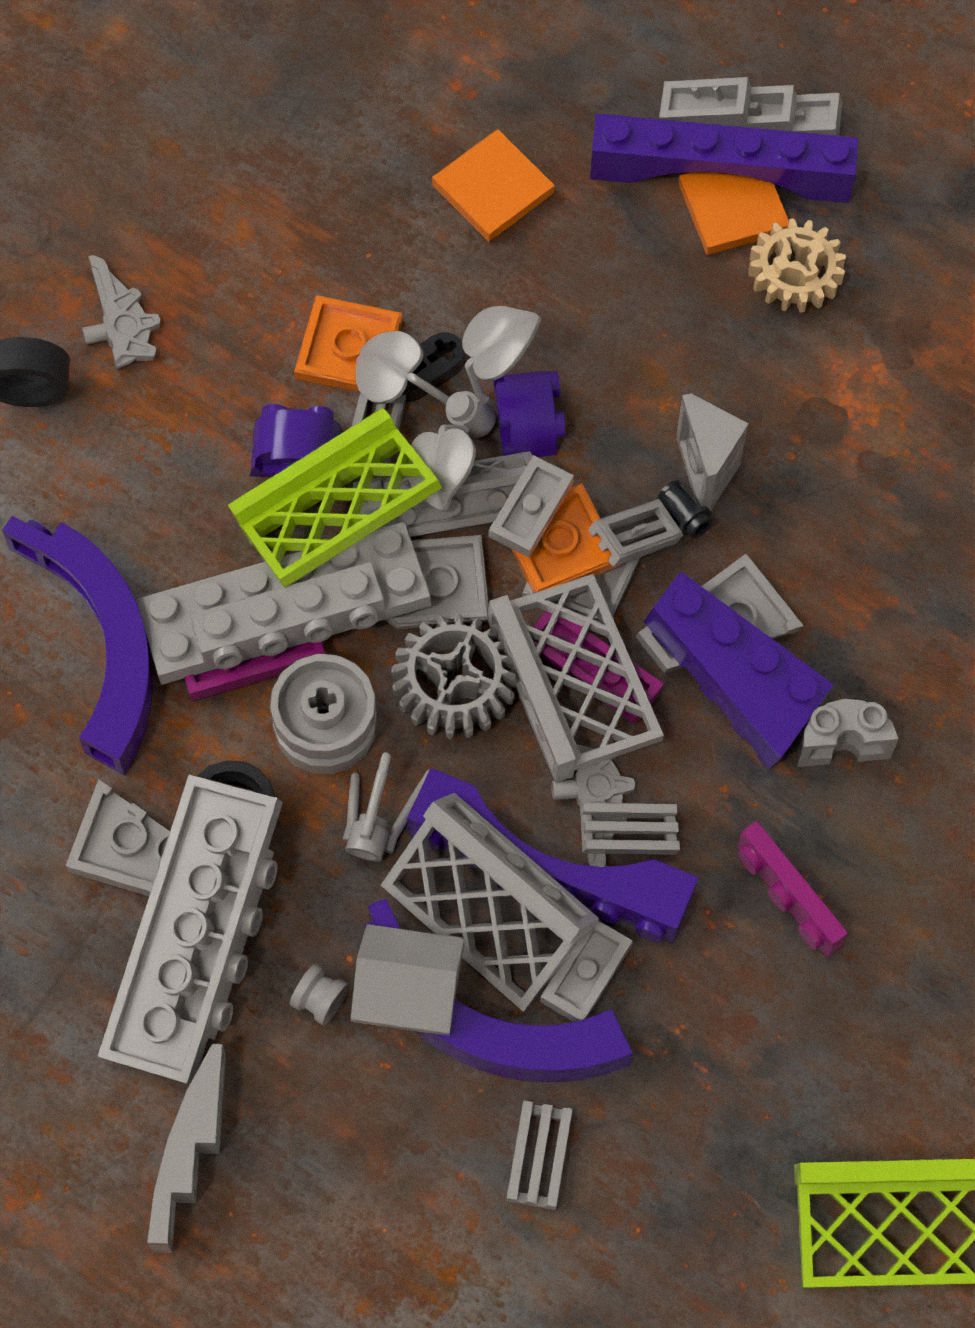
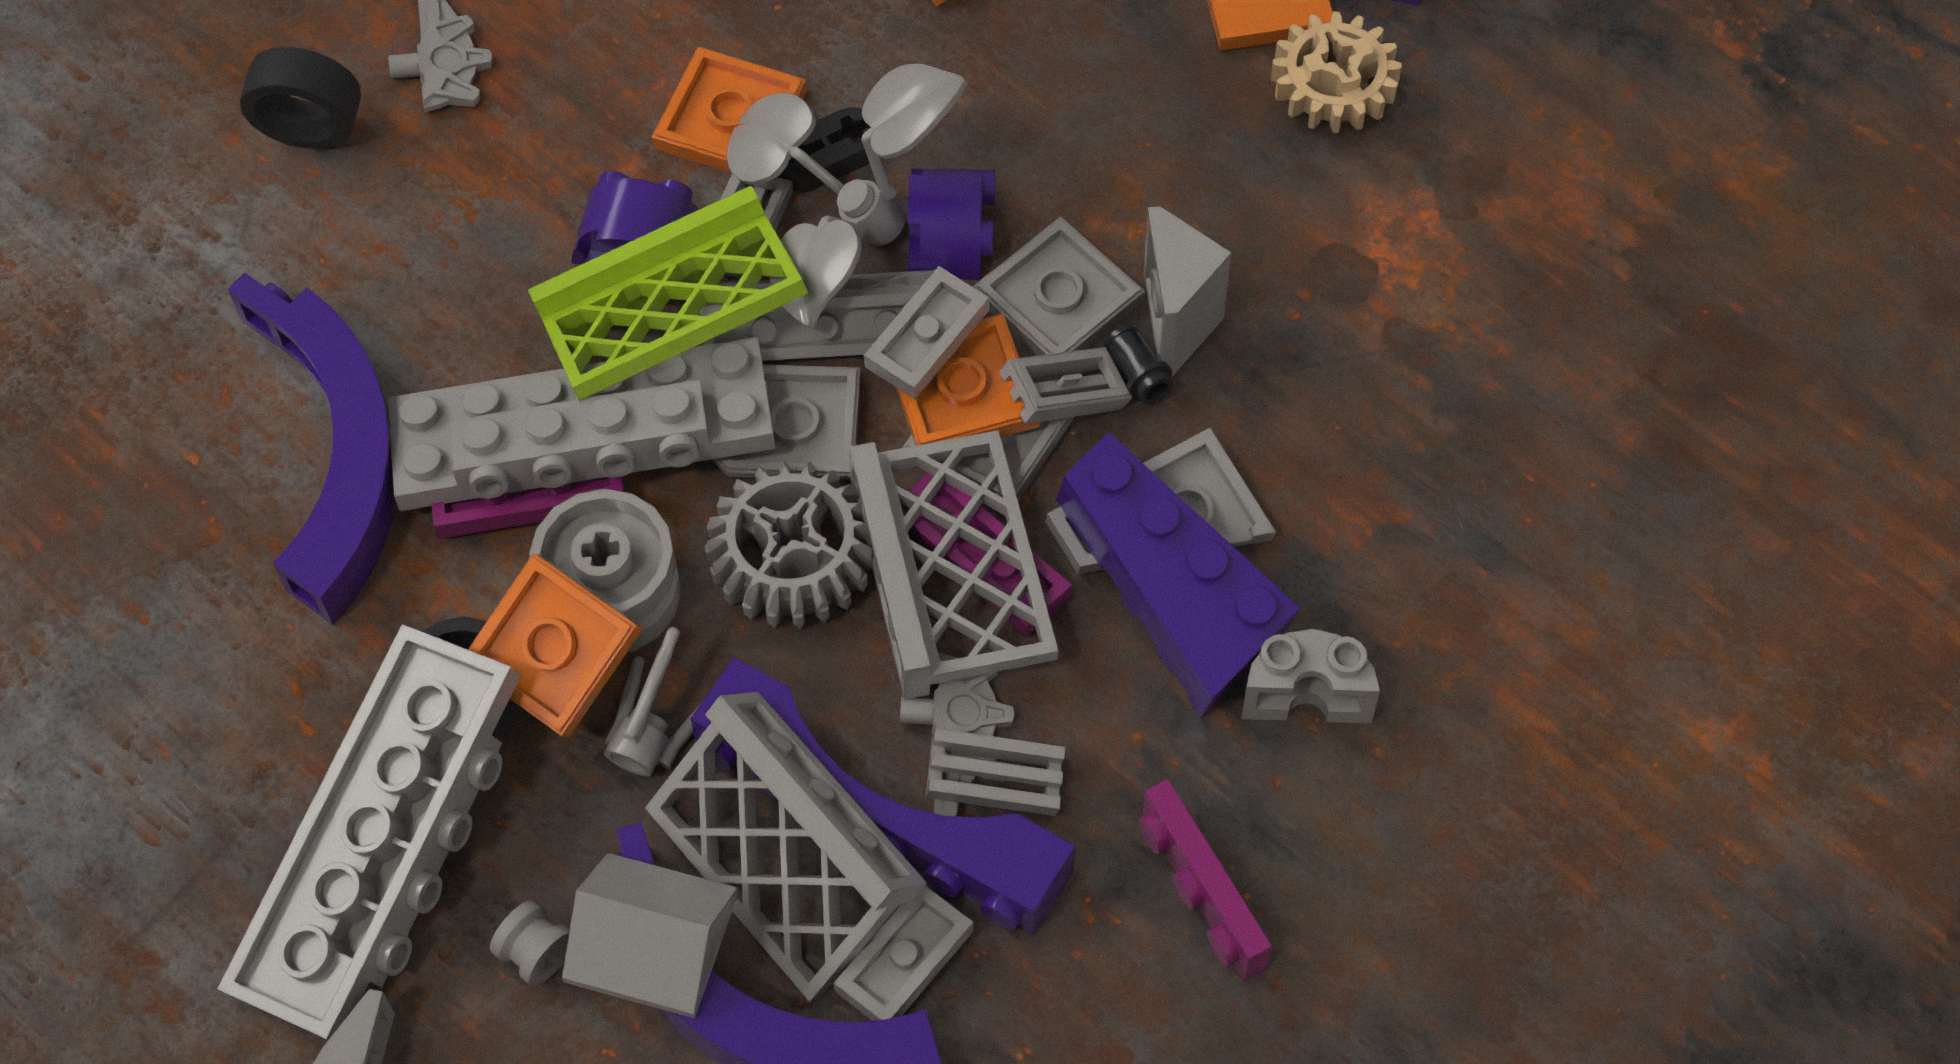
camera: 10 degrees right, 5 degrees down
(117, 843) = (297, 707): light grey wing -> none
(303, 772) = (559, 642): none -> orange tile
(618, 459) = (1060, 292): none -> light grey tile

